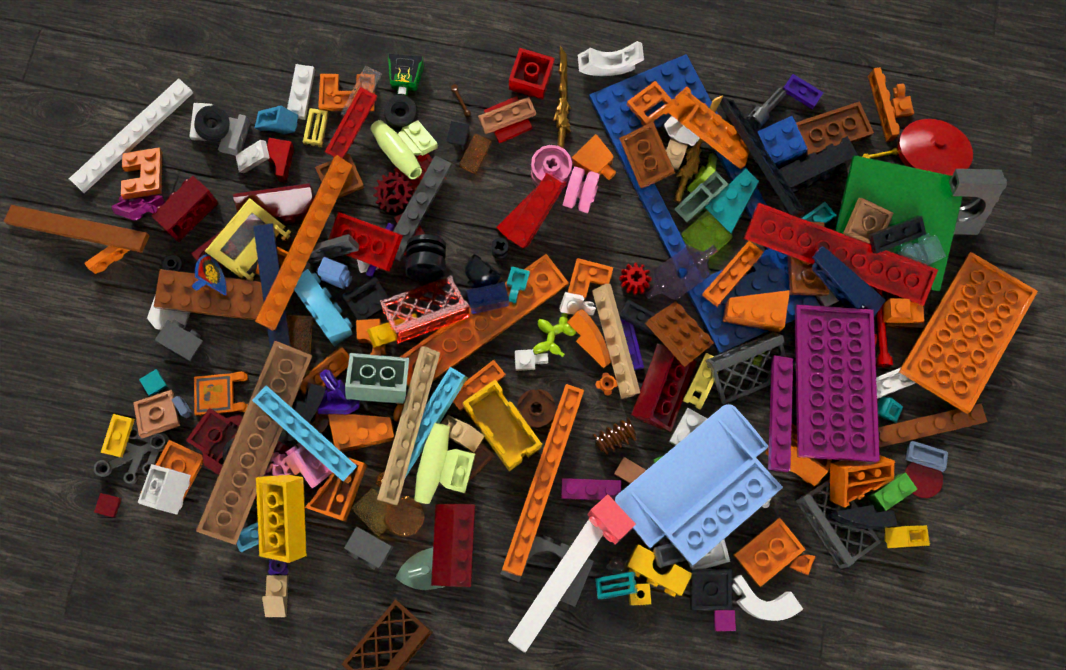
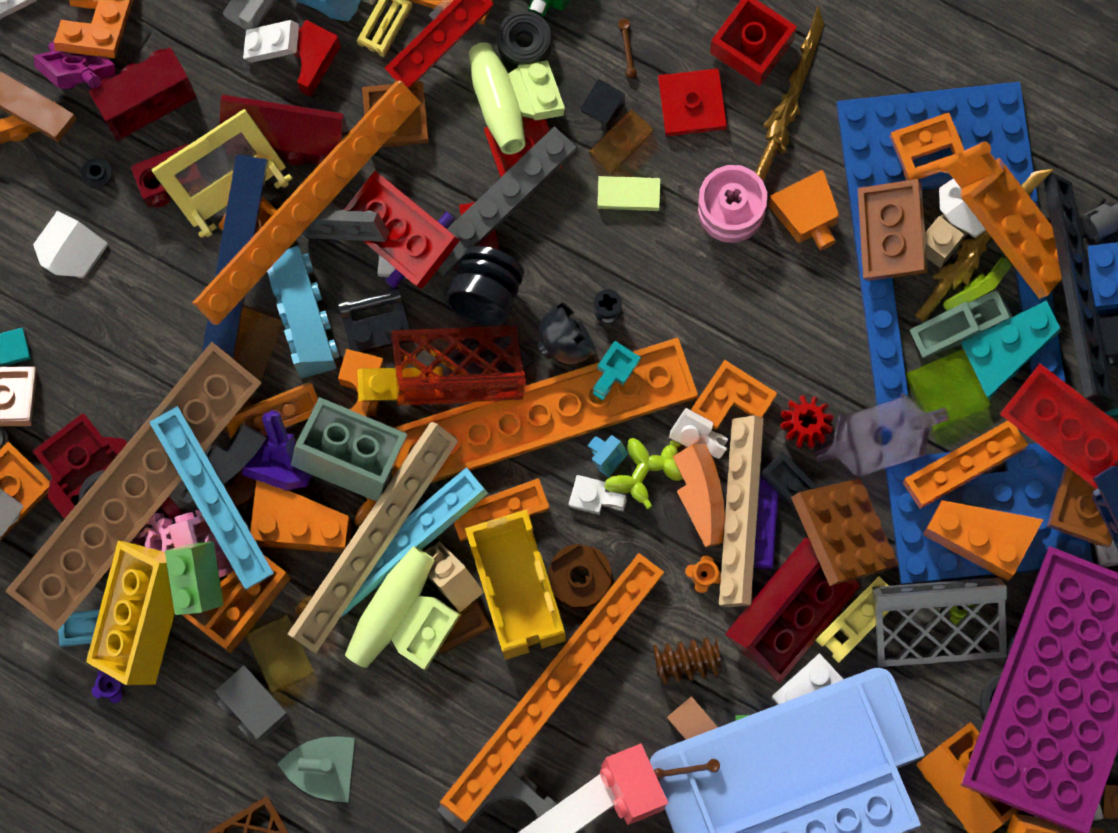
camera: 30 degrees right, 0 degrees up
(176, 293) = (136, 238): dark orange plate -> none
(179, 340) = (70, 294): dark grey brick -> none
(182, 407) = (43, 398): sand blue tile -> none
(209, 273) = (148, 208): shield -> none
(217, 393) = (101, 394): orange flag -> none
(276, 596) = (91, 731): tan slope -> none
(310, 485) = (194, 578): none -> bright green brick
(334, 273) = (337, 265): medium blue brick -> none
(398, 186) = (460, 170): dark red gear -> none
(405, 517) = (322, 676): clear orange tile -> none
(453, 545) = (382, 743): dark red slope -> none
(488, 298) = (560, 379): clear blue brick -> none
(489, 181) = (628, 193): none -> yellowish green tile
(507, 115) = (691, 96): nougat tile -> none
(528, 333) = (607, 454): none -> dark azure tile
(529, 215) = (671, 268): red wedge -> none
(579, 189) = (766, 251): bright pink wheel -> none
(589, 489) = (620, 728): magenta plate -> none
(610, 63) = (888, 60): white arch -> none
(652, 493) = (712, 766): none -> reddish brown hinge
(780, 414) = (959, 709): magenta plate -> none

